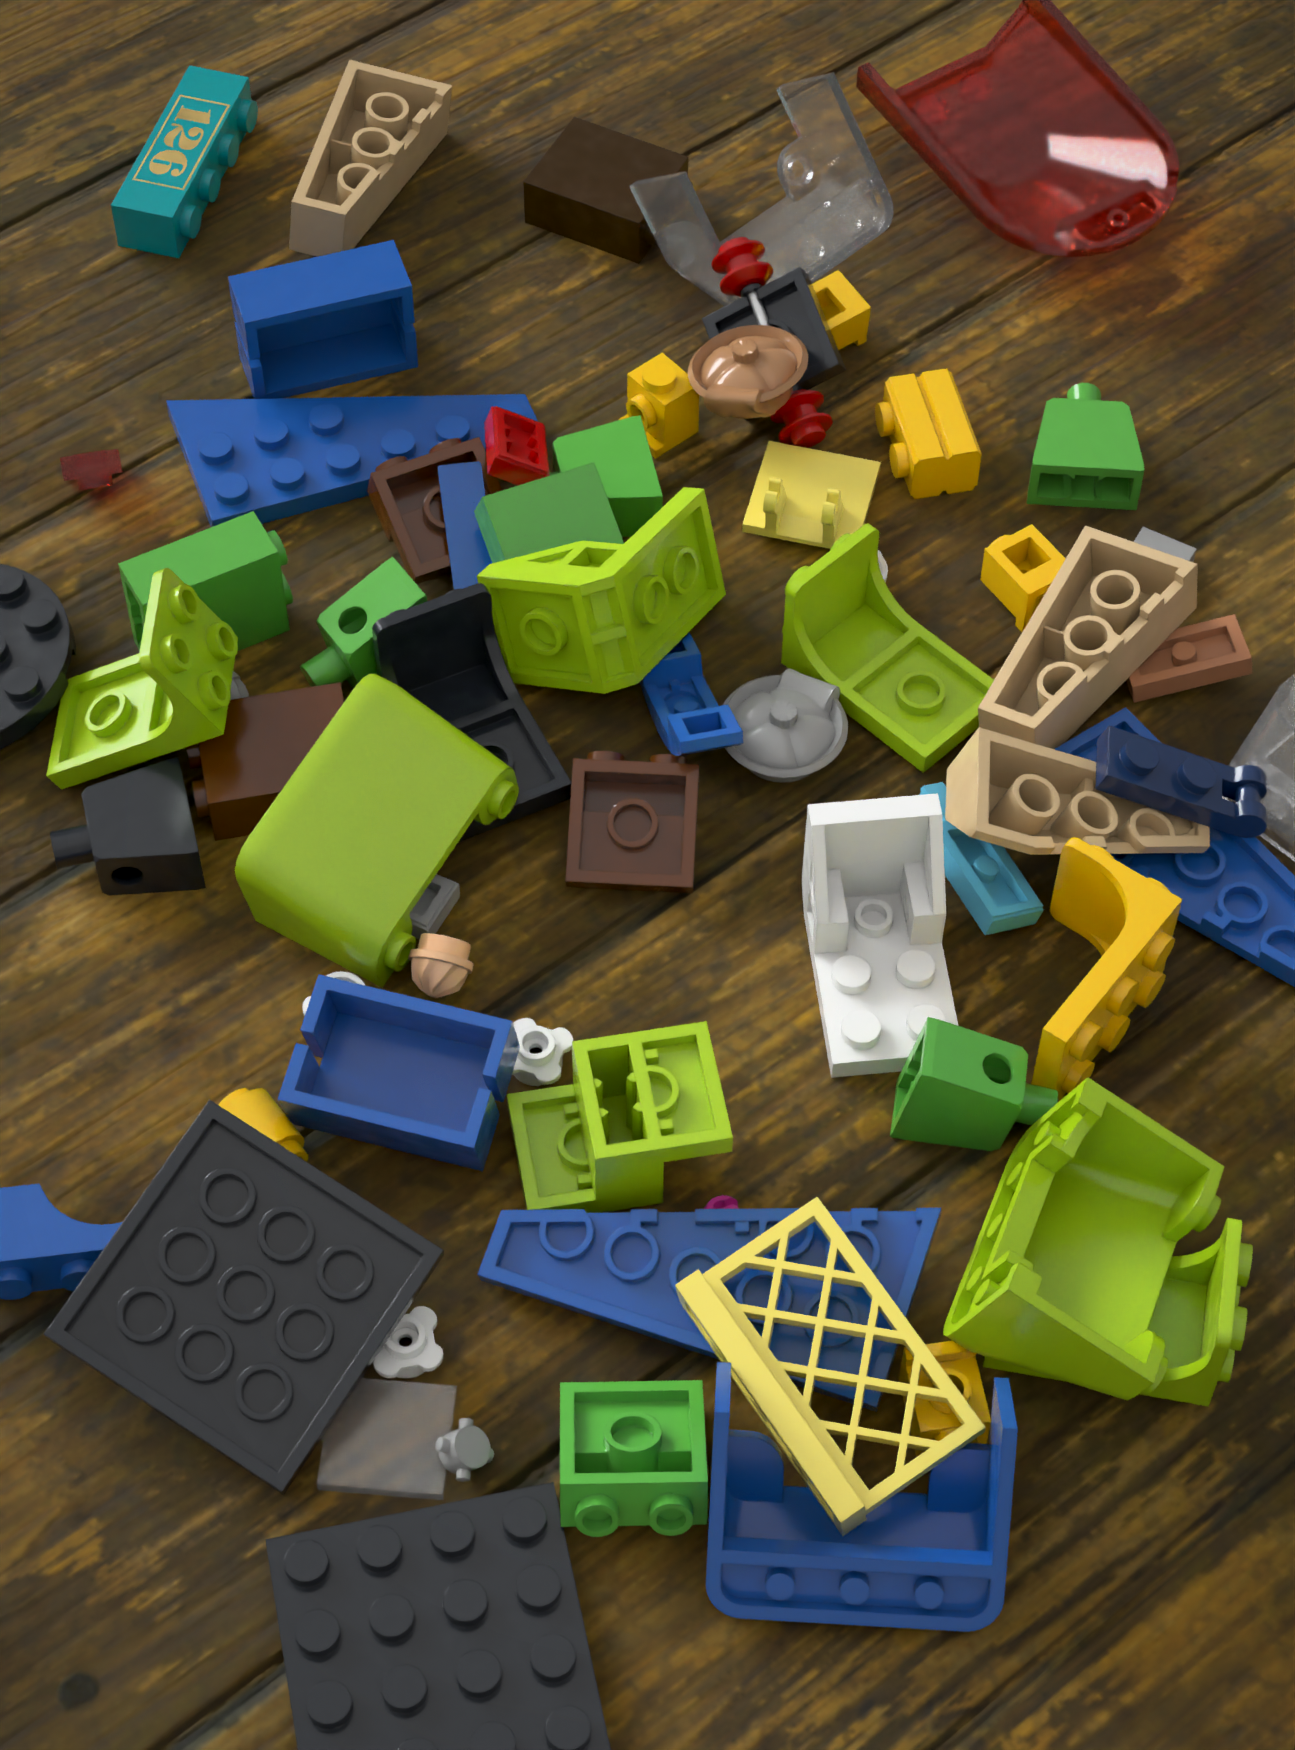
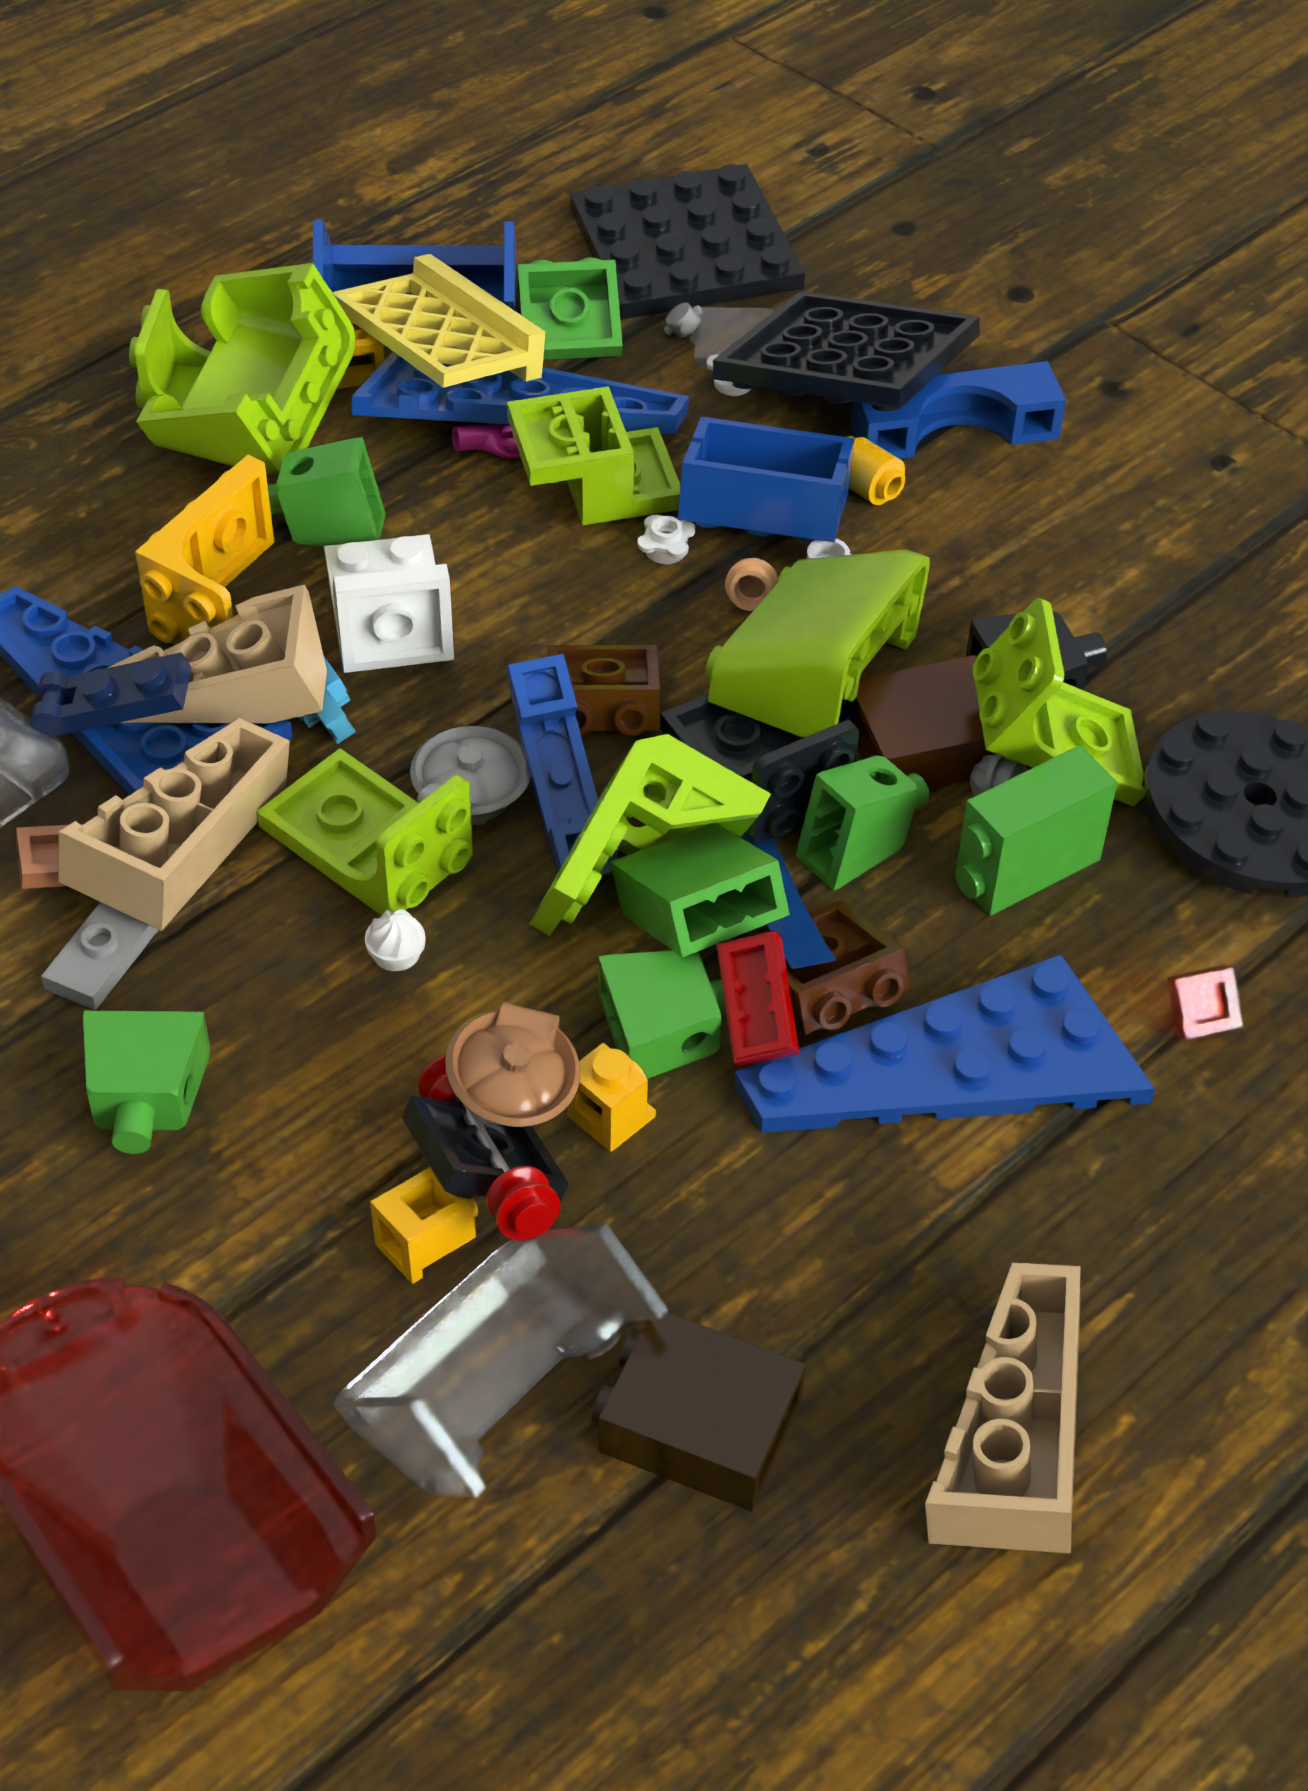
camera: 175 degrees right, 5 degrees down
(184, 162) = (1248, 1427): teal brick -> none
(324, 321) = (1002, 1144): blue piece -> none
(810, 495) = (429, 1005): light yellow plate -> none
(928, 434) = (311, 1084): yellow brick -> none
(1020, 571) = (230, 936): yellow brick -> none

